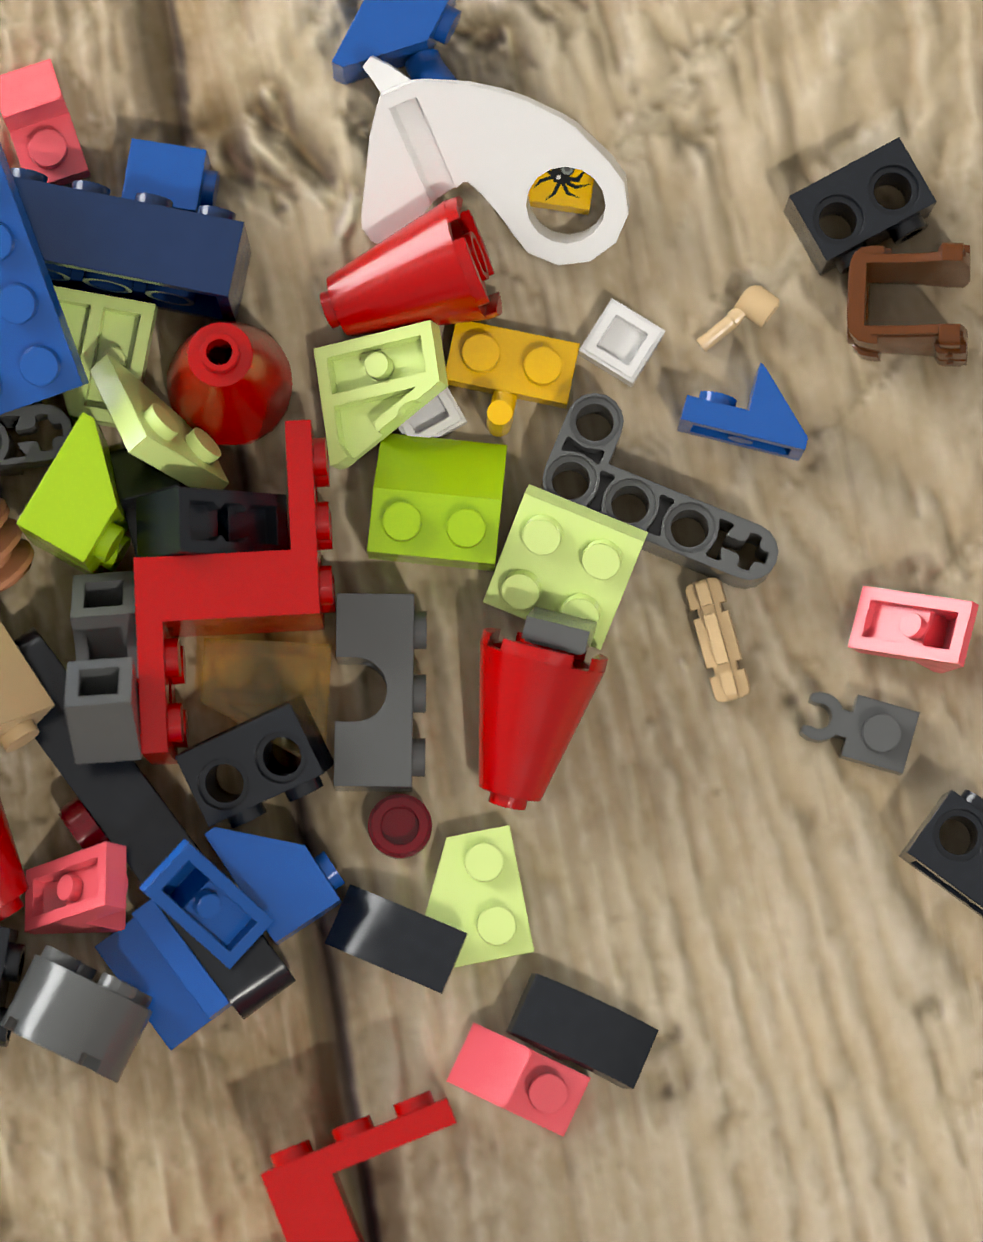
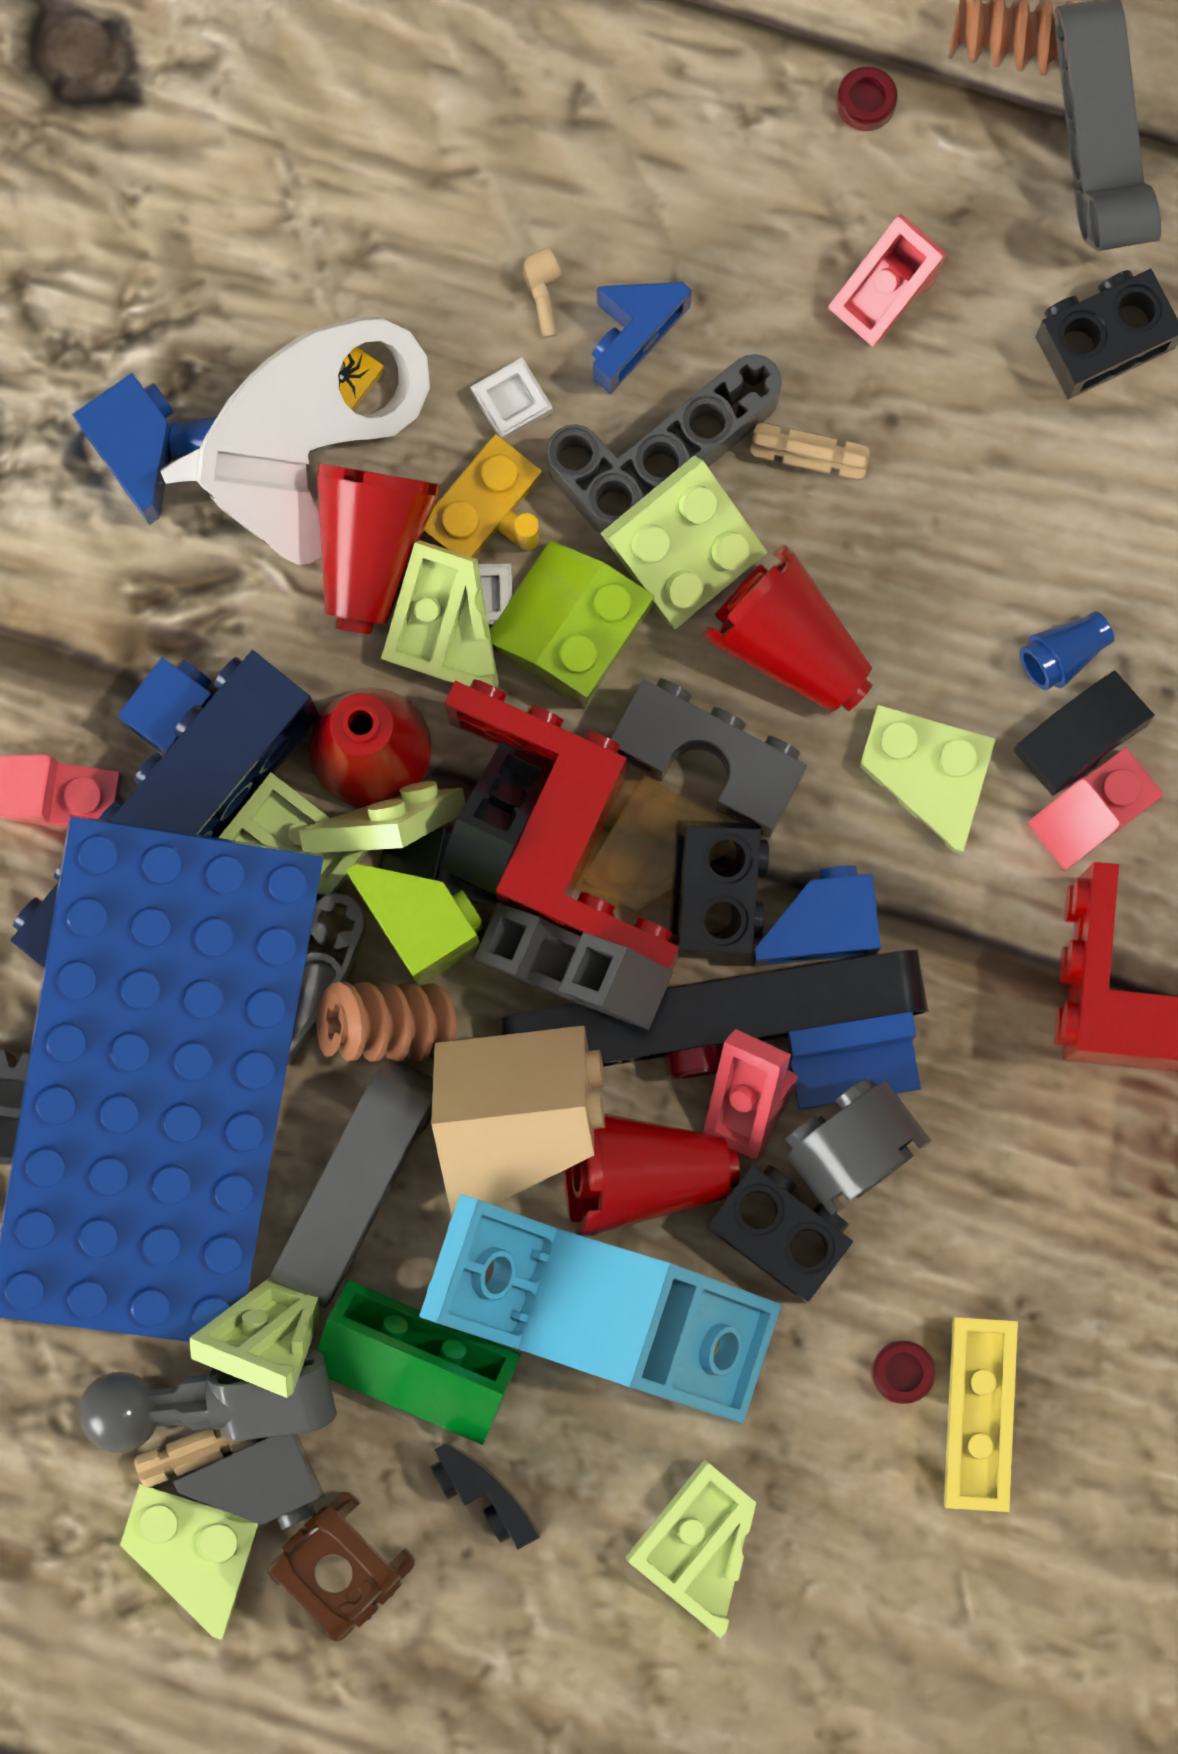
camera: 55 degrees left, 0 degrees up
(206, 903) = (824, 981): blue slope -> none
(396, 938) = (927, 846): black slope -> none
(400, 826) = (829, 798): dark red tile -> none
(559, 631) = (740, 571): dark grey tile -> none
(652, 973) = (1063, 651): none -> blue cone
(852, 197) = (496, 140): black brick -> none
(871, 734) = (953, 367): dark grey plate -> none
(879, 265) = (661, 130): reddish brown piece -> none

